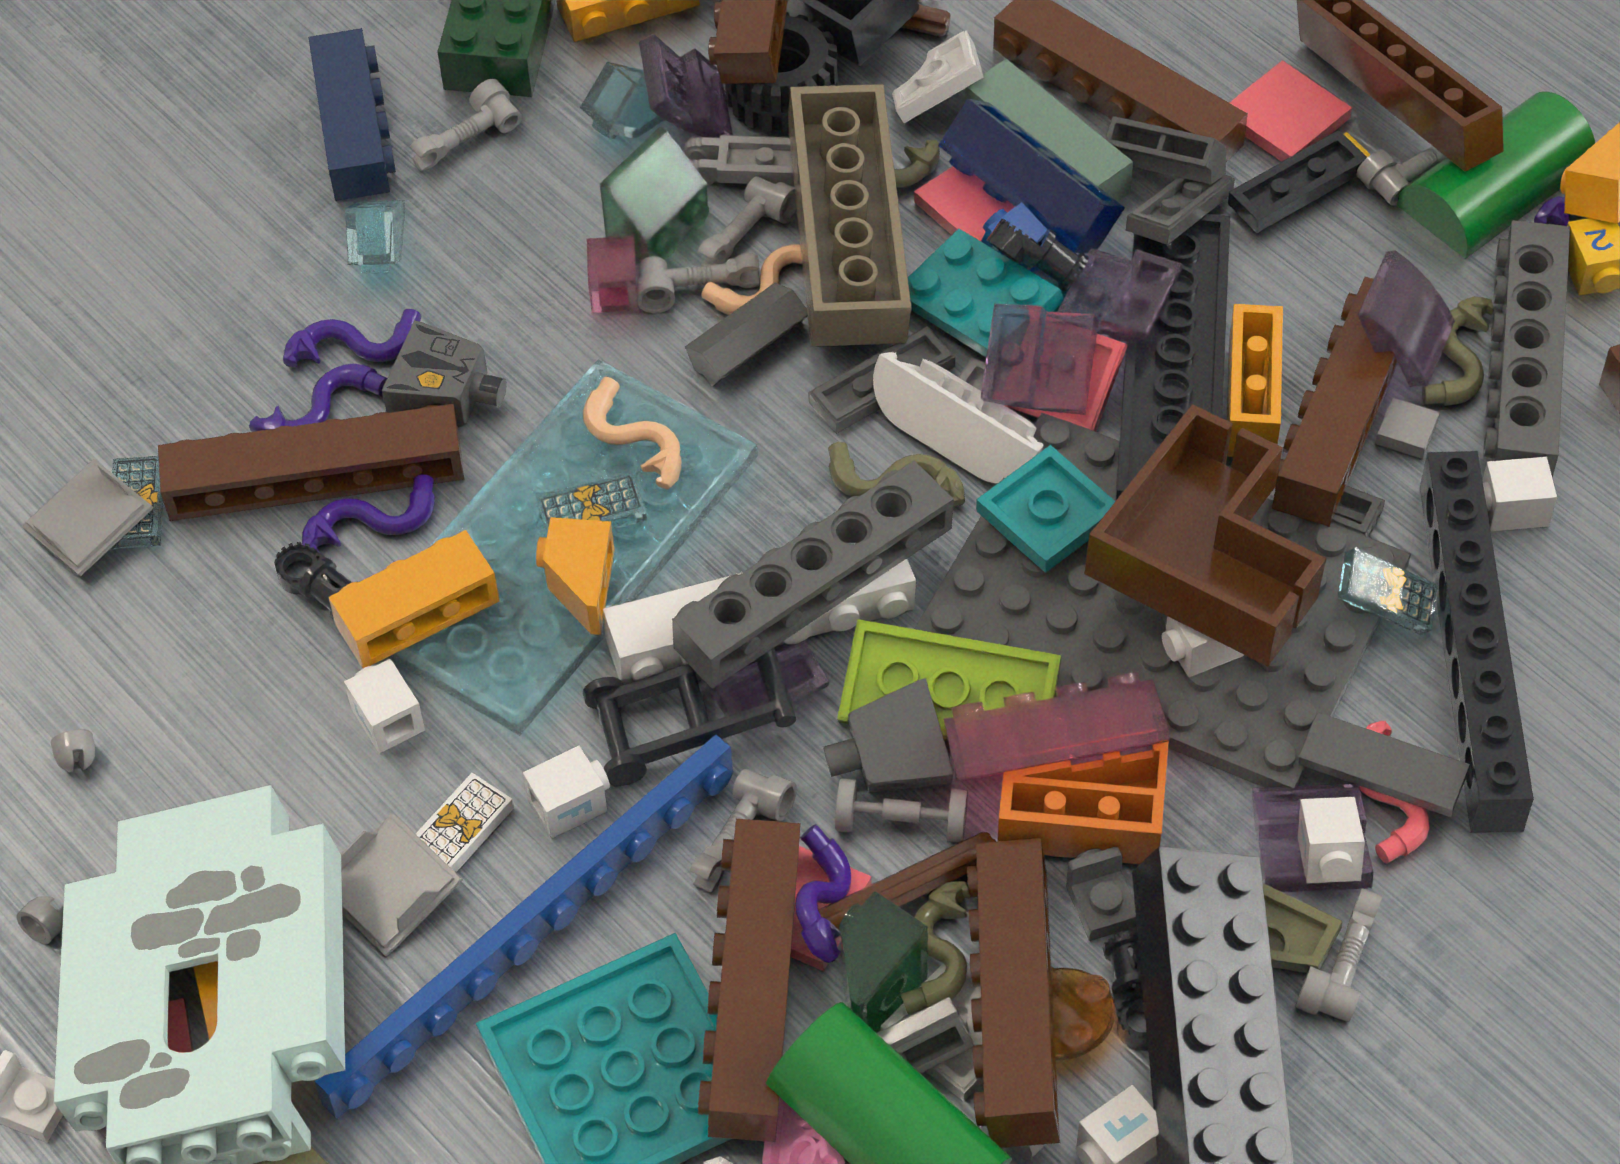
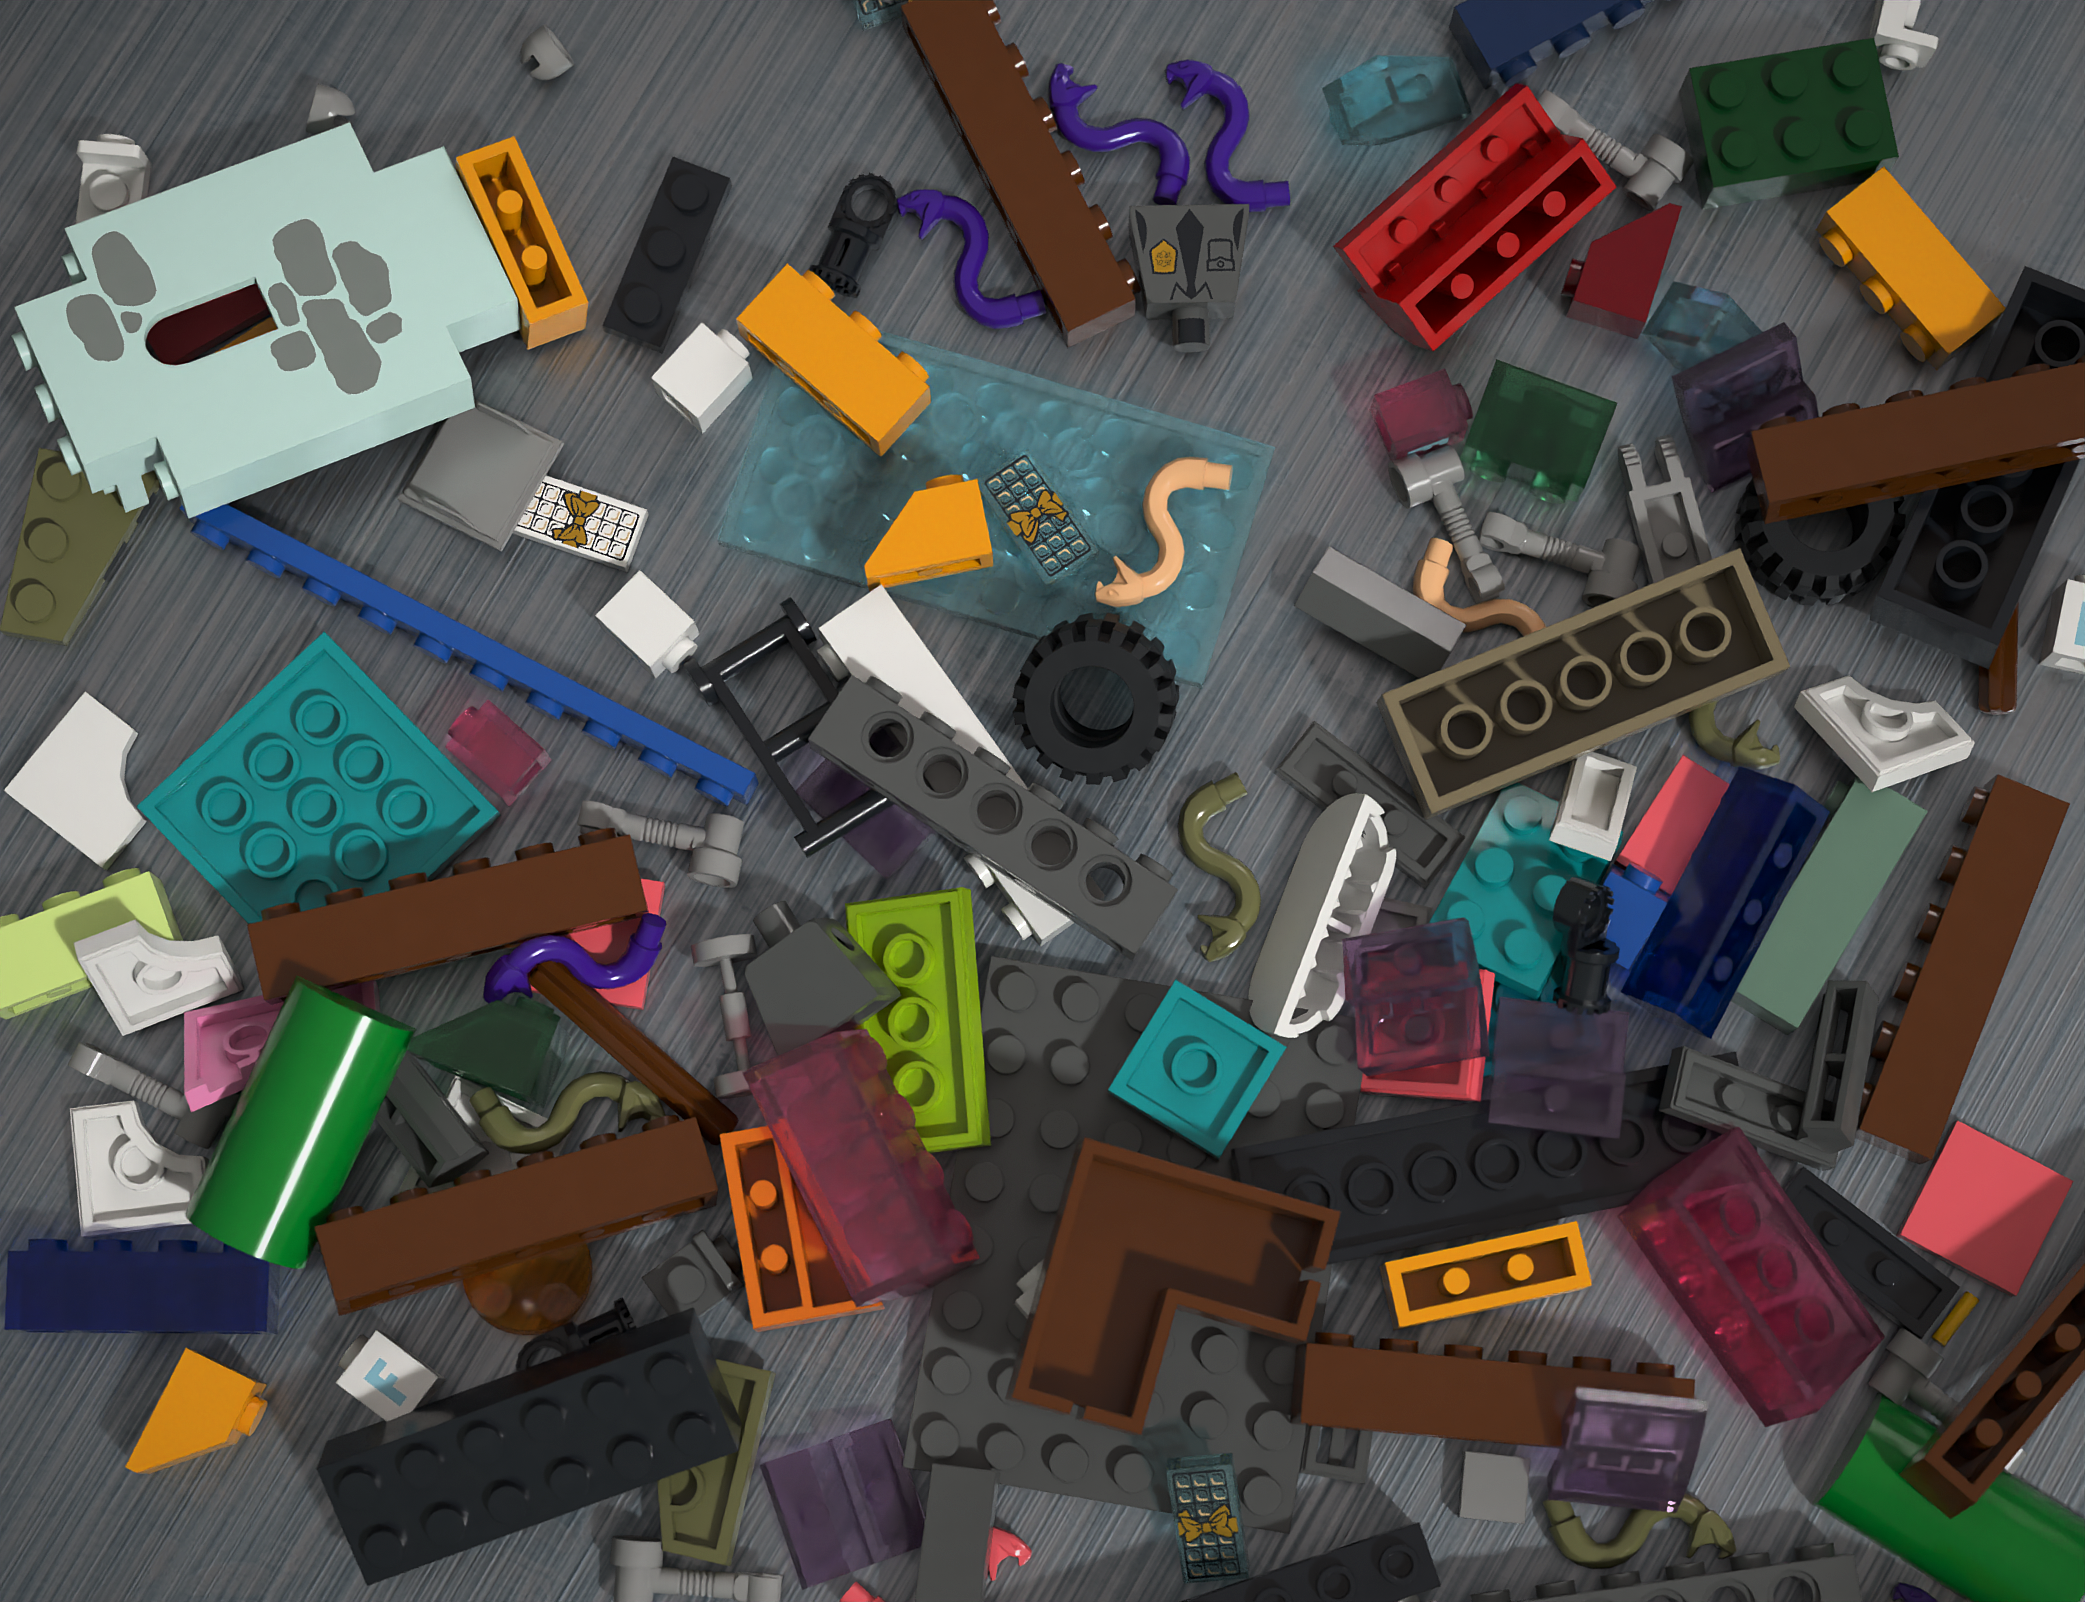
camera: 70 degrees right, 25 degrees up
(204, 777) = (524, 241): none -> light orange brick
(274, 713) = (667, 255): none -> black plate
(488, 203) = (1472, 219): none -> red brick
(564, 137) = (1621, 273): none -> dark red slope
(624, 920) = (496, 751): none -> clear pink brick
(765, 471) = (1066, 741): none -> black tyre
(937, 236) = (1593, 804): none -> white tile
(1302, 230) = (1752, 1278): none -> clear pink slope
(1330, 840) = (820, 1528): white brick -> none

